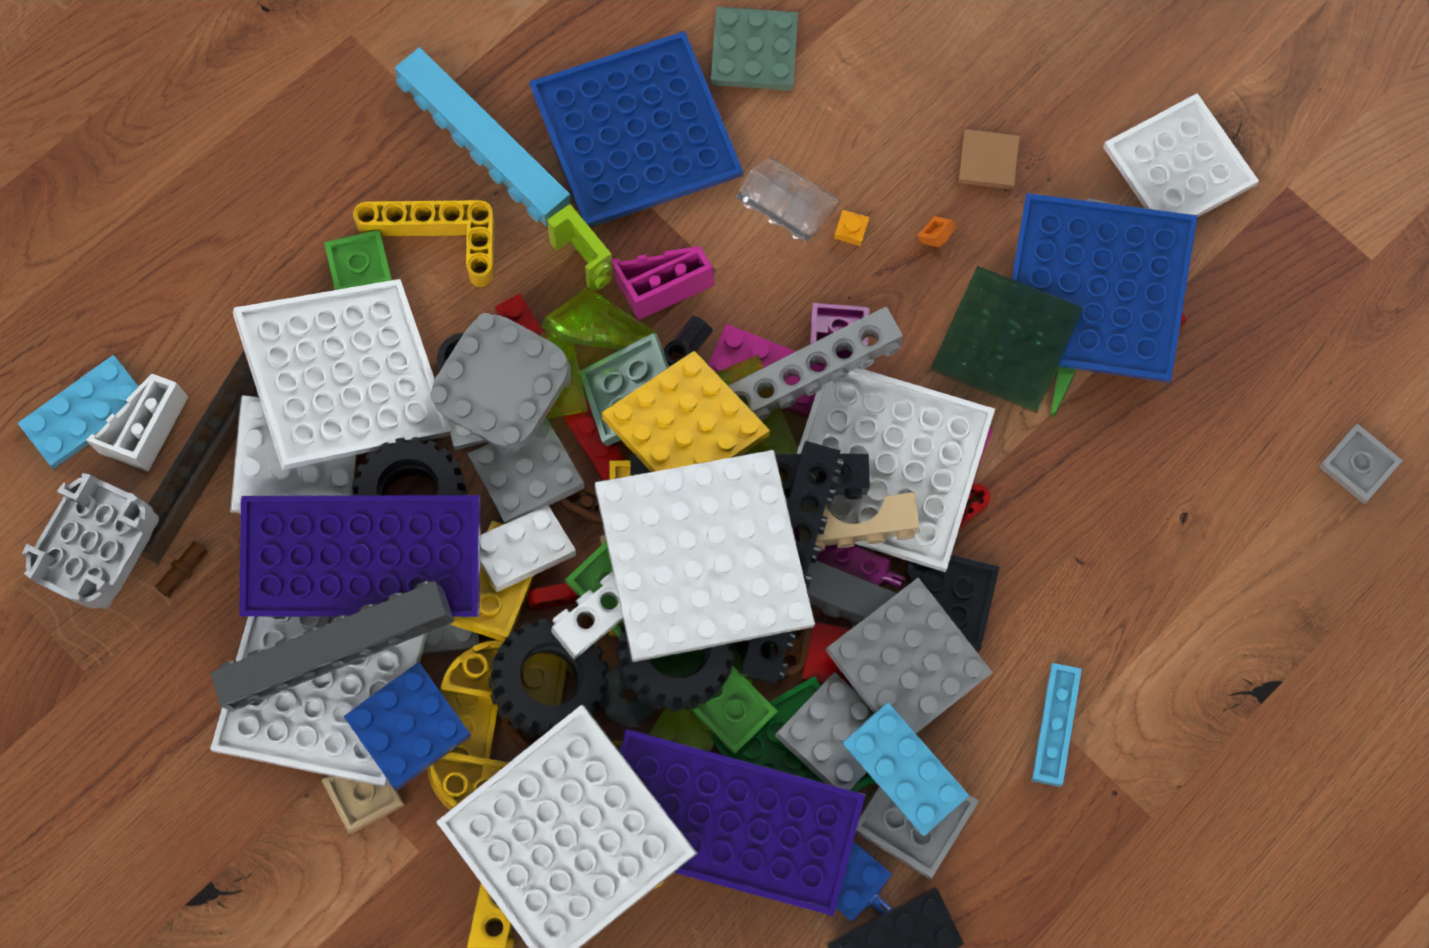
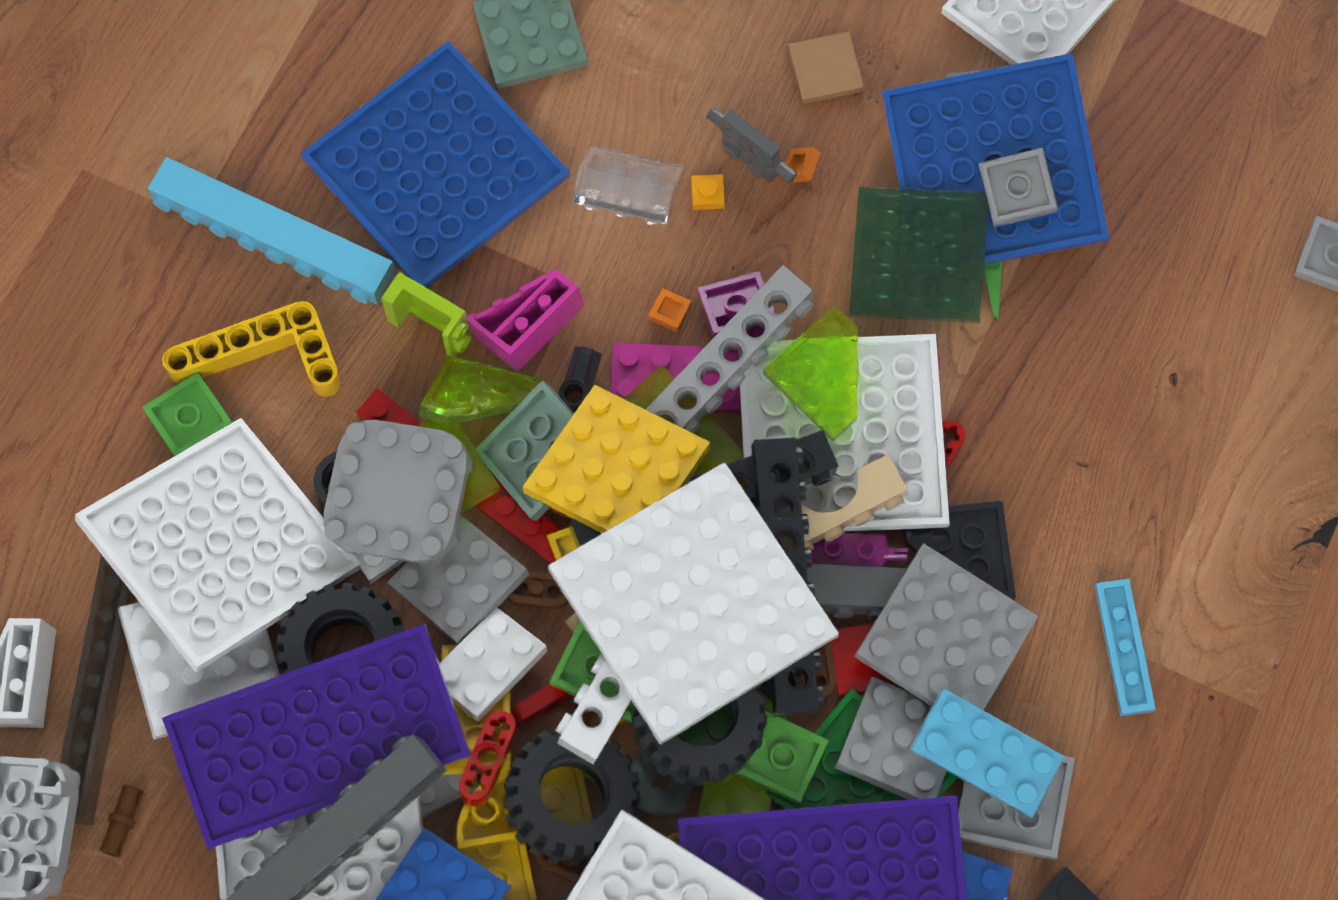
camera: 15 degrees left, 0 degrees up
(489, 637) = (489, 773): none -> red beam
(783, 313) = (670, 310): none -> orange plate
(886, 407) = (821, 373): none -> clear neon green plate
(900, 202) = (750, 146): none -> dark grey plate
(1109, 311) = (1018, 187): none -> light grey plate

